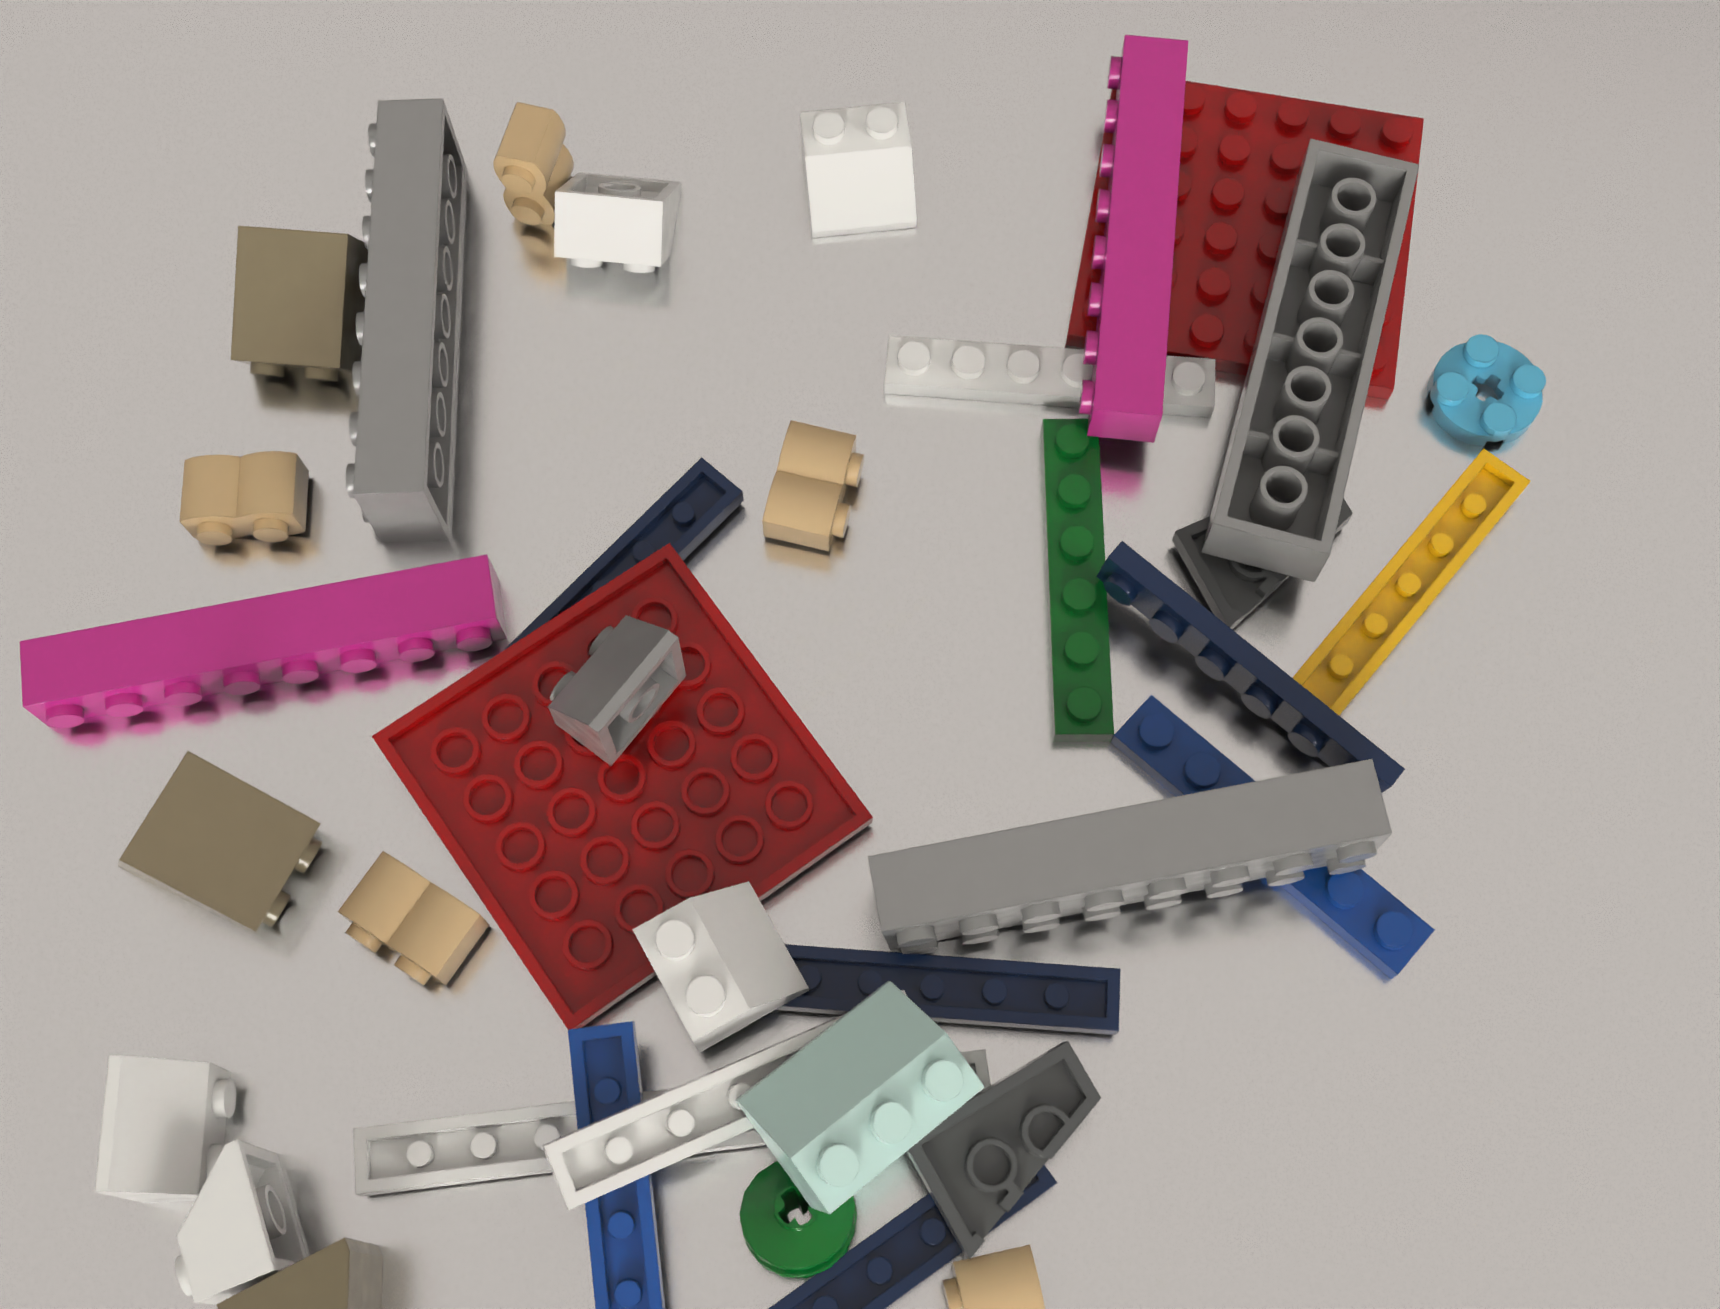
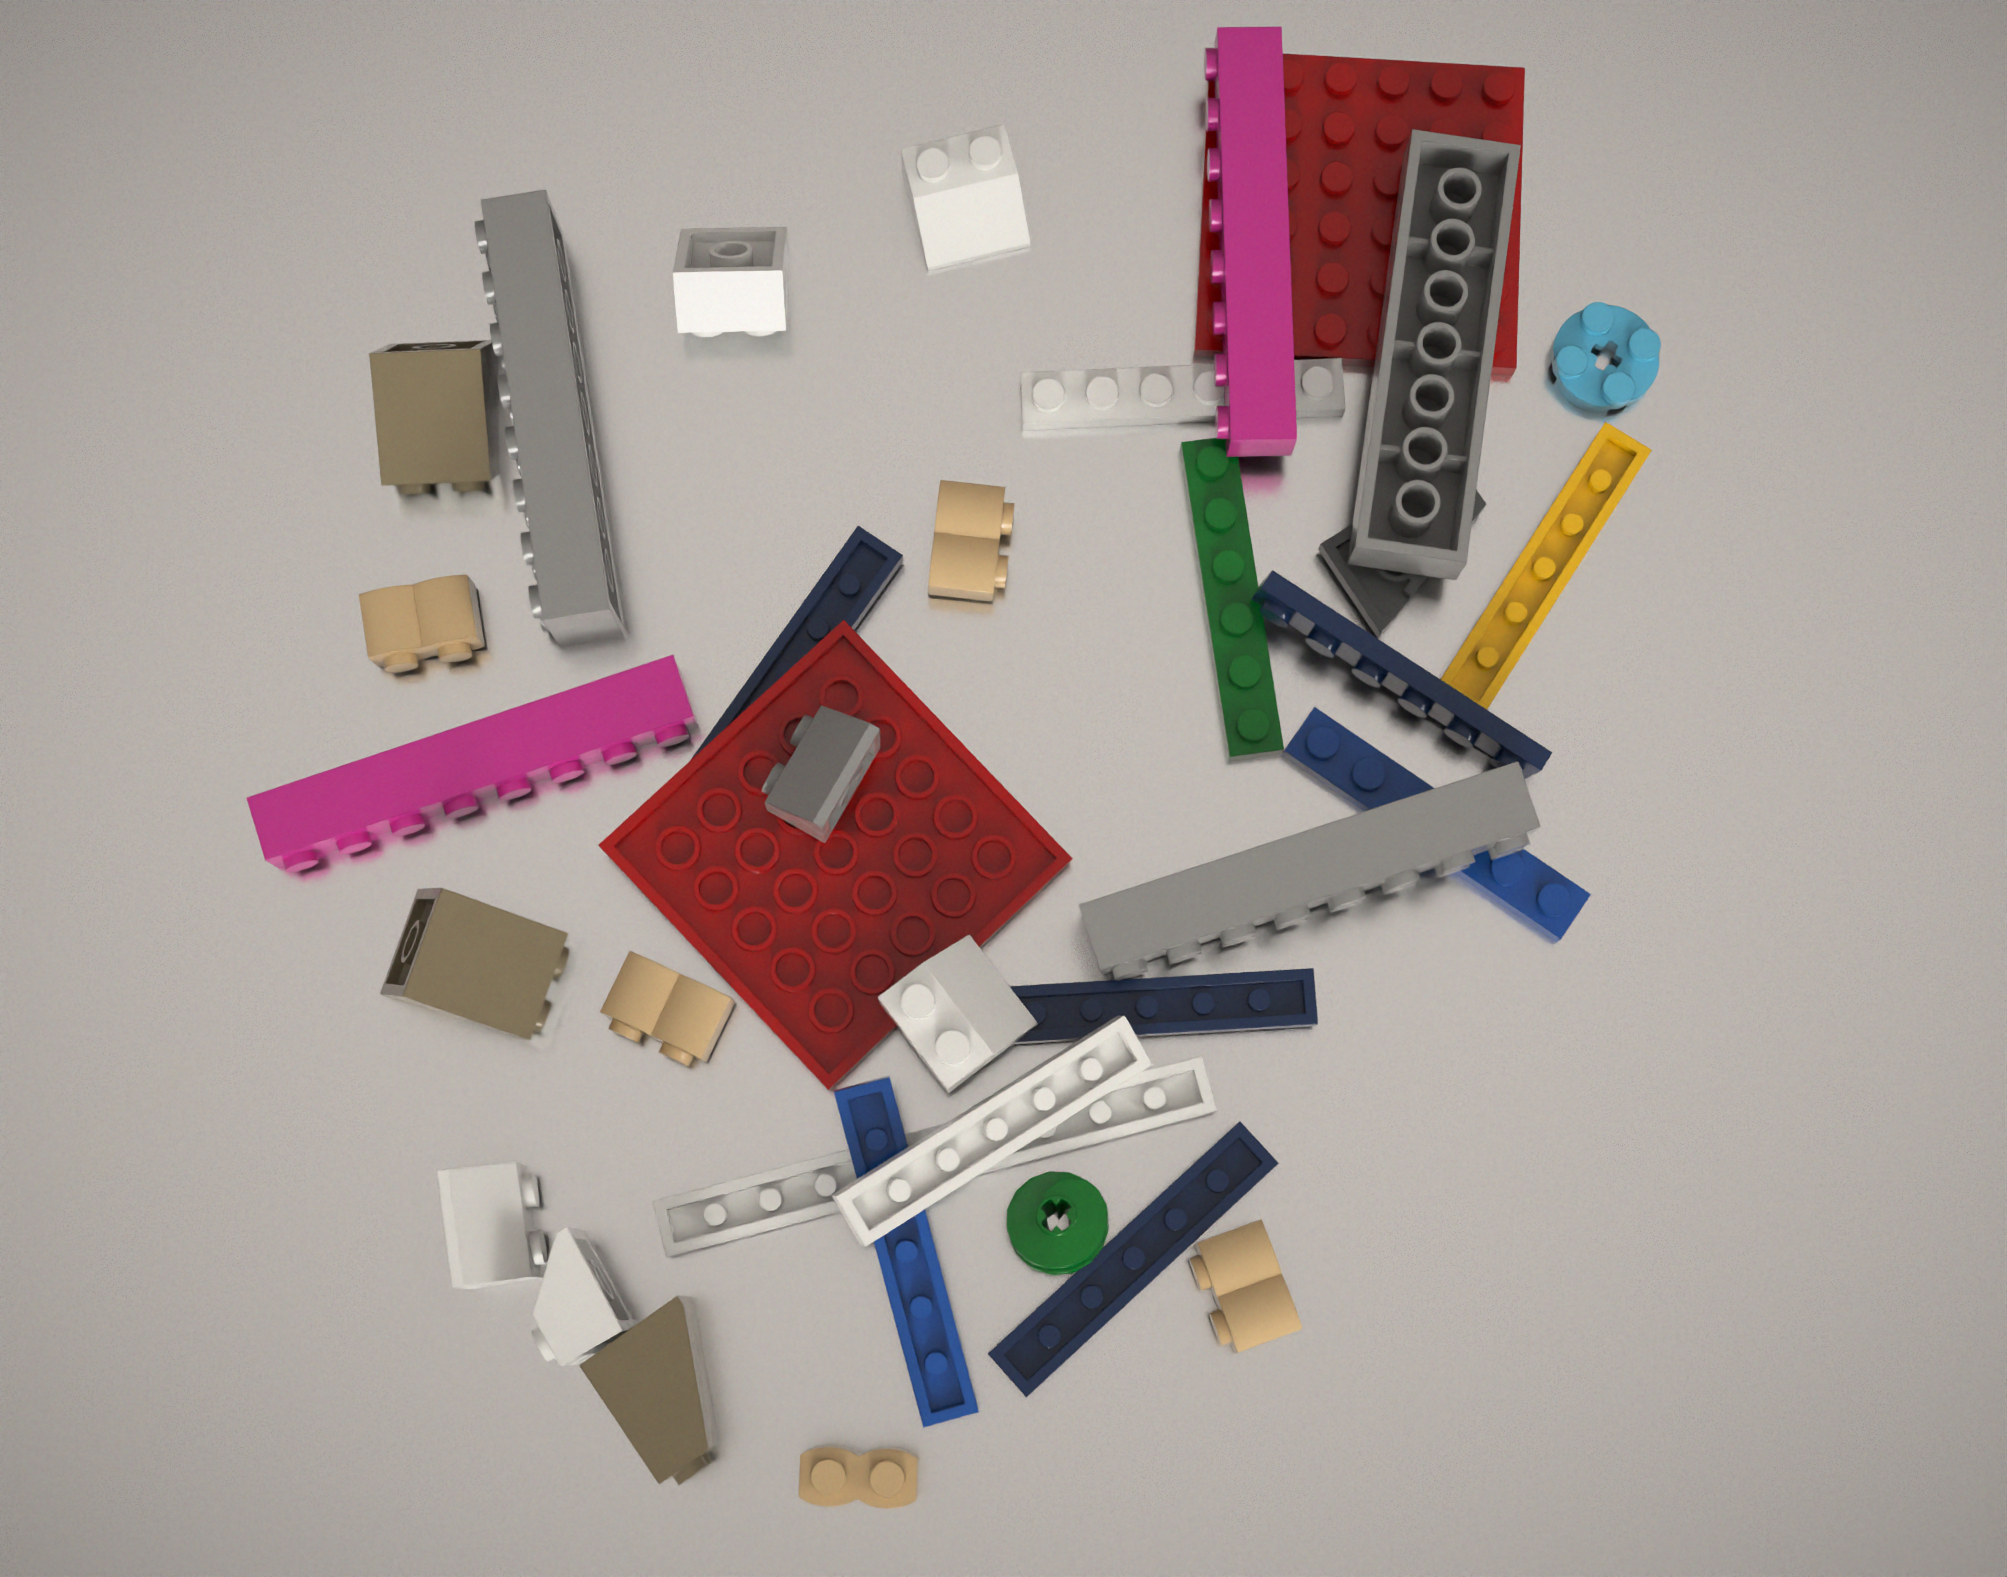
camera: 10 degrees left, 10 degrees up
(533, 163) = (641, 238): tan brick -> none
(859, 1096) = (1099, 1115): light aqua slope -> none
(1001, 1140) = (1223, 1134): dark grey wing -> none

